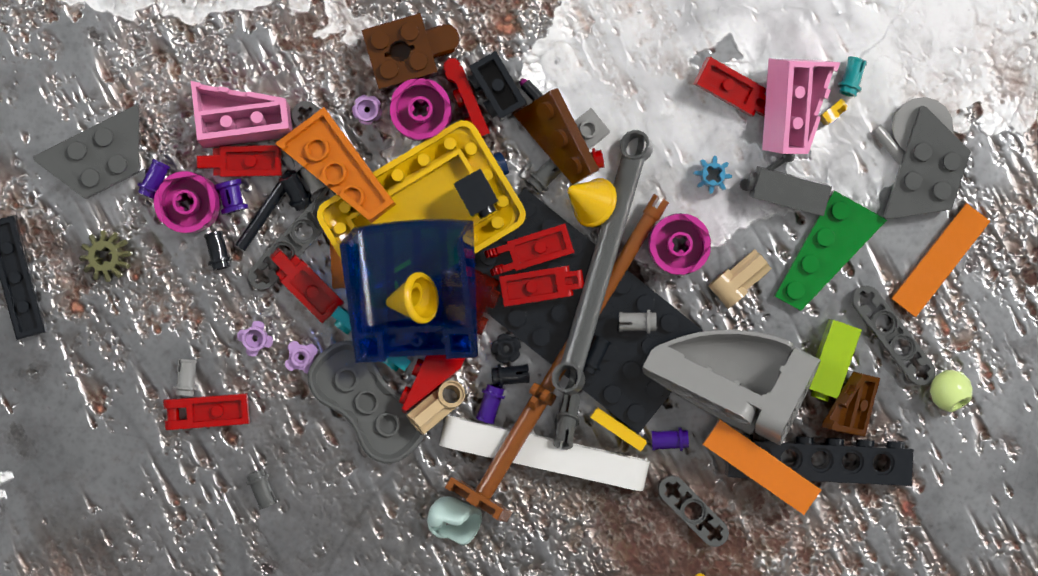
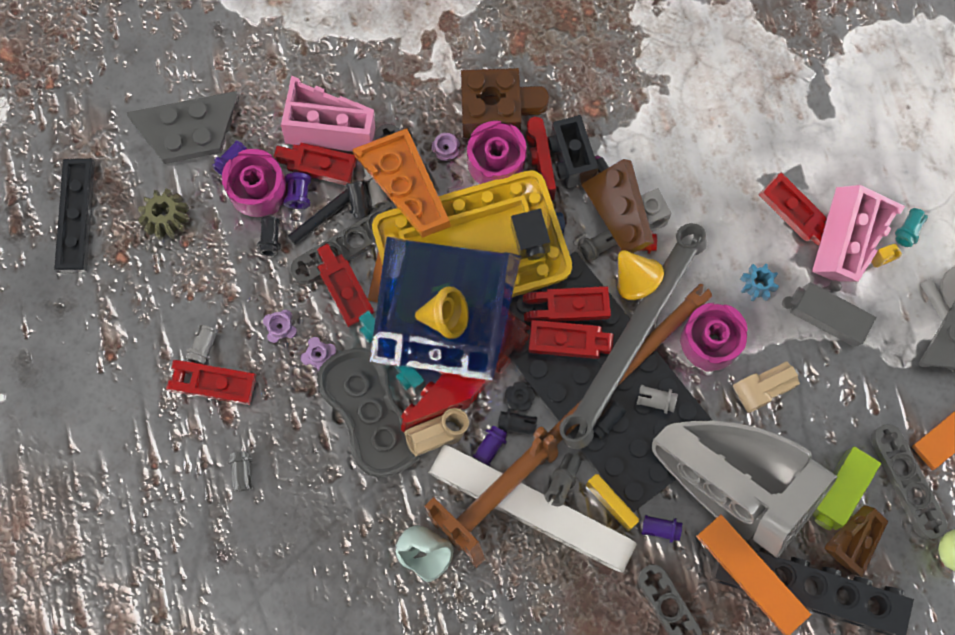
camera: 15 degrees right, 15 degrees down
(827, 249) = (857, 381): green wing -> none

